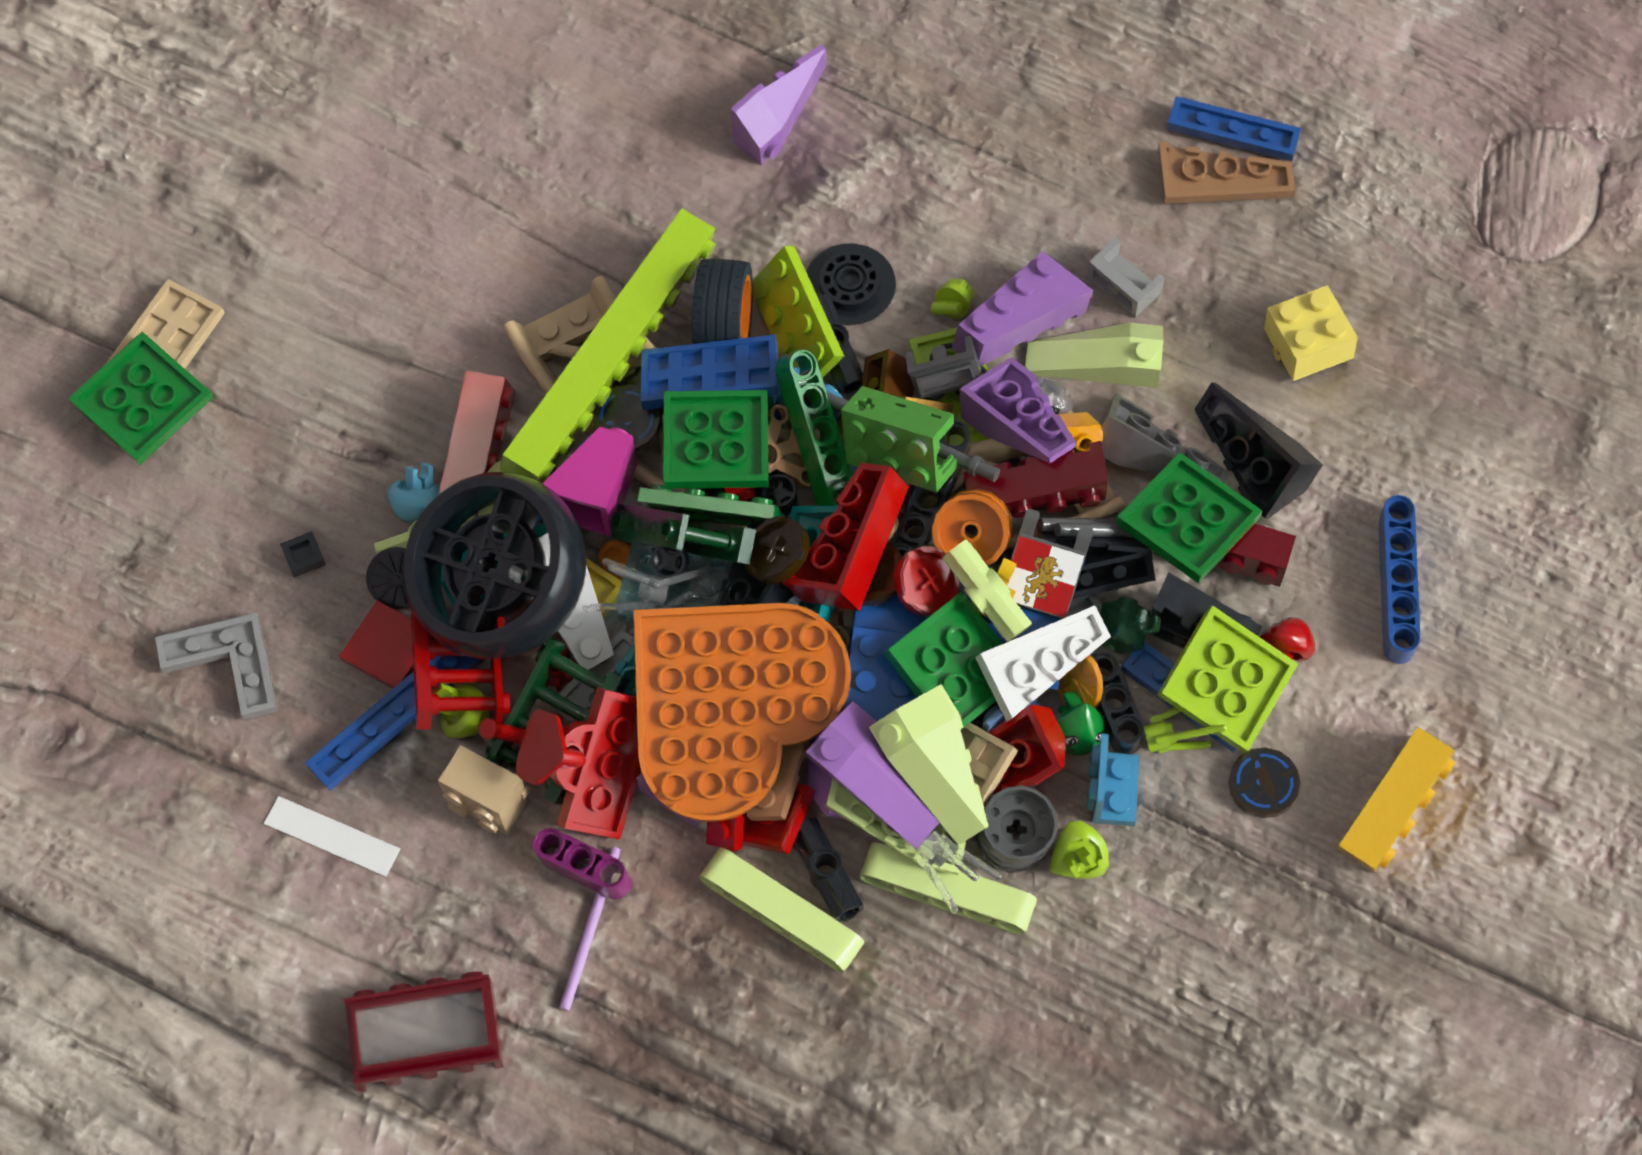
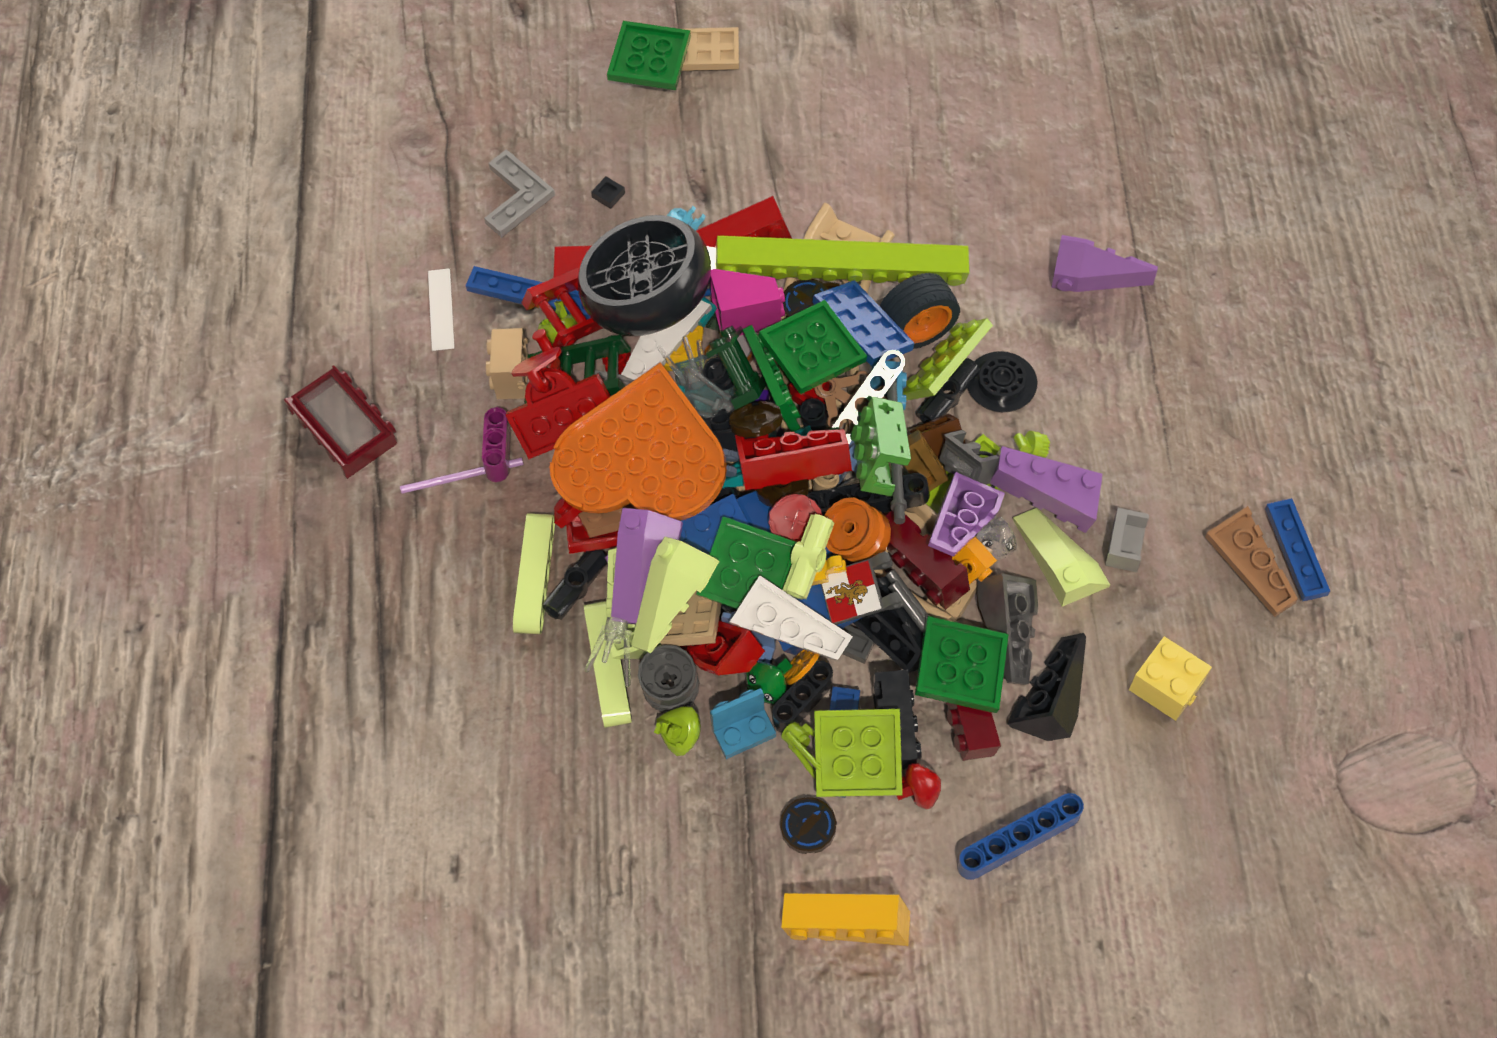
camera: 60 degrees right, 5 degrees down
(1127, 624) = (859, 669): clear green brick -> none

